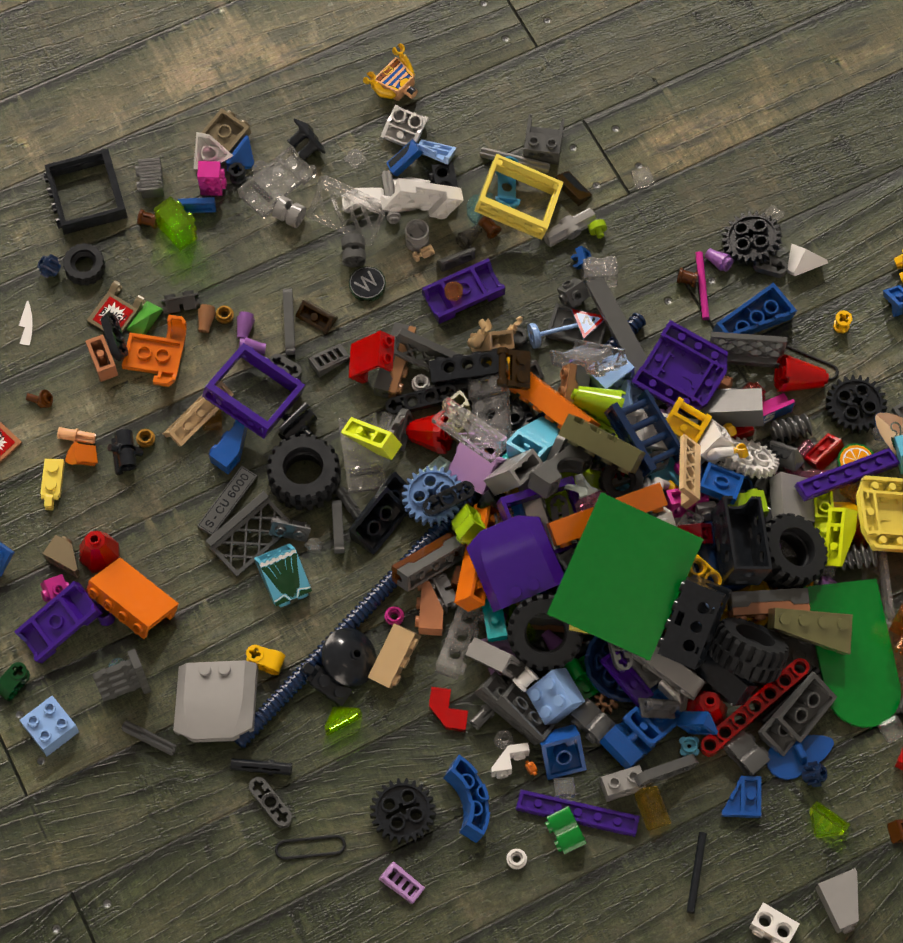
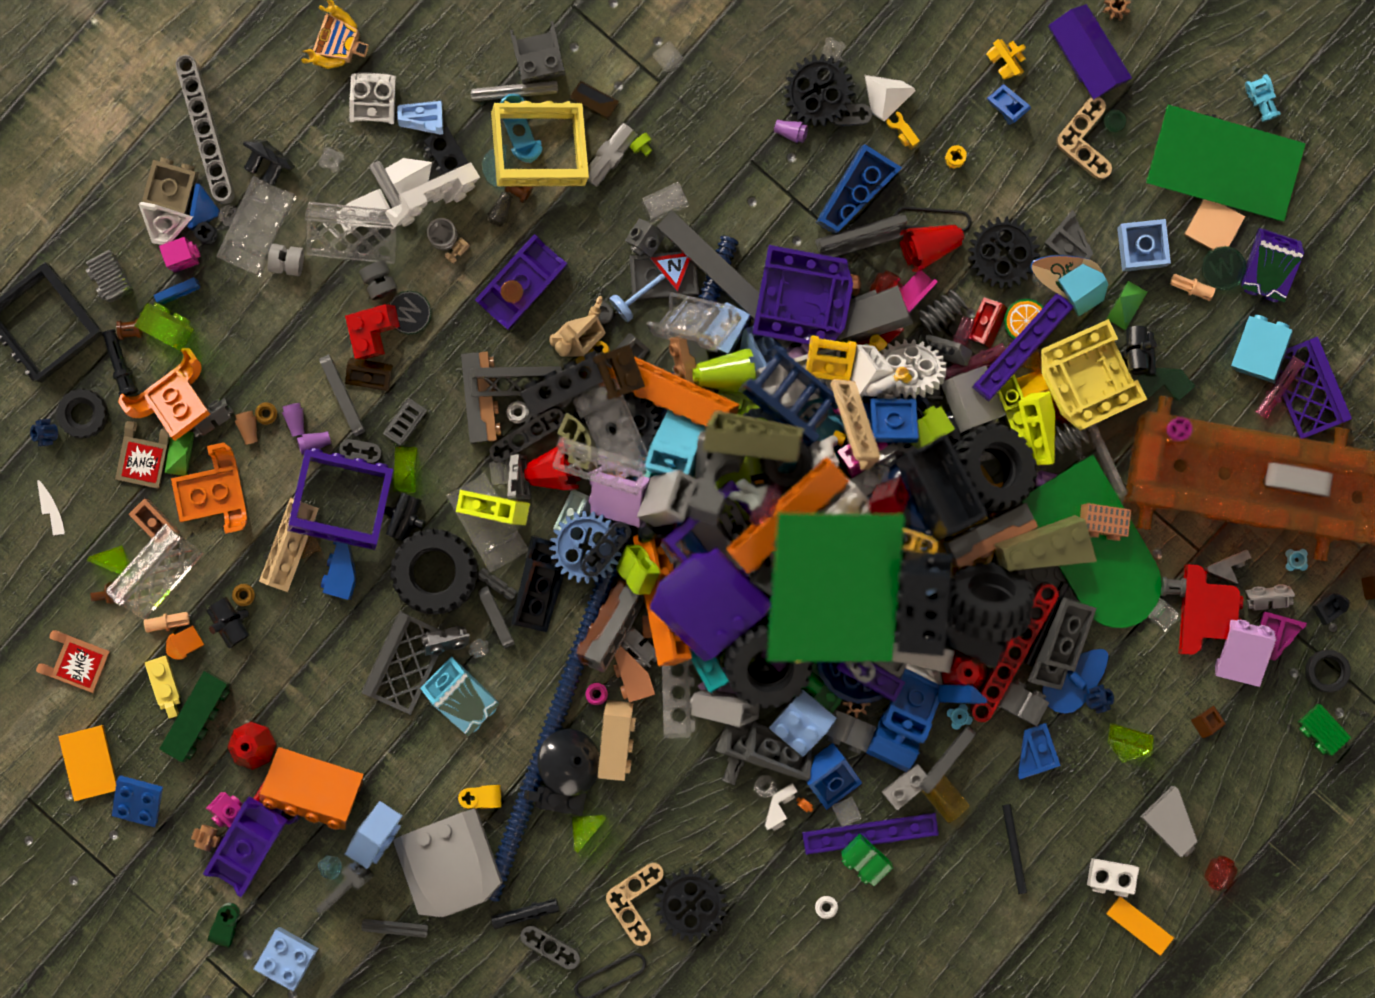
camera: 15 degrees left, 20 degrees up
(29, 606) = (205, 837): none -> medium nougat gear
(56, 376) = (112, 559): none -> clear neon green slope
(62, 555) = (215, 765): dark tan slope -> none
(65, 512) = (195, 716): none -> dark green brick
(83, 378) = (145, 565): none -> clear fence
(114, 336) = (147, 481): black beam -> none
(128, 247) = (122, 373): none -> black pin
(159, 278) = (171, 398): none -> orange piece
(165, 650) = (374, 835): none -> light blue brick
(227, 501) = (364, 633): dark grey tile -> none
(269, 112) = (205, 118): none -> light grey beam
(315, 392) = (405, 469): none -> clear neon green slope
(330, 278) = (366, 327): none -> red brick
(352, 786) = (628, 895): none -> tan beam
(370, 353) = (453, 408): red panel -> none
(397, 888) = (700, 972): lavender slope -> none
(404, 158) = (388, 140): blue slope -> none
(450, 718) = (699, 783): red tile -> none
(456, 259) = (496, 242): dark grey slope -> none
(473, 795) = (759, 864): blue brick -> none
(525, 678) = (765, 718): white bush -> none
(582, 253) = (640, 188): blue tile -> none
(658, 708) = (915, 695): flat silver hinge -> none
(687, 277) = (764, 167): reddish brown bush -> none
(702, 285) = (784, 169): dark pink bar -> none
(809, 293) = (907, 136): none -> yellow plate
(870, 630) = (1106, 521): none -> nougat brick

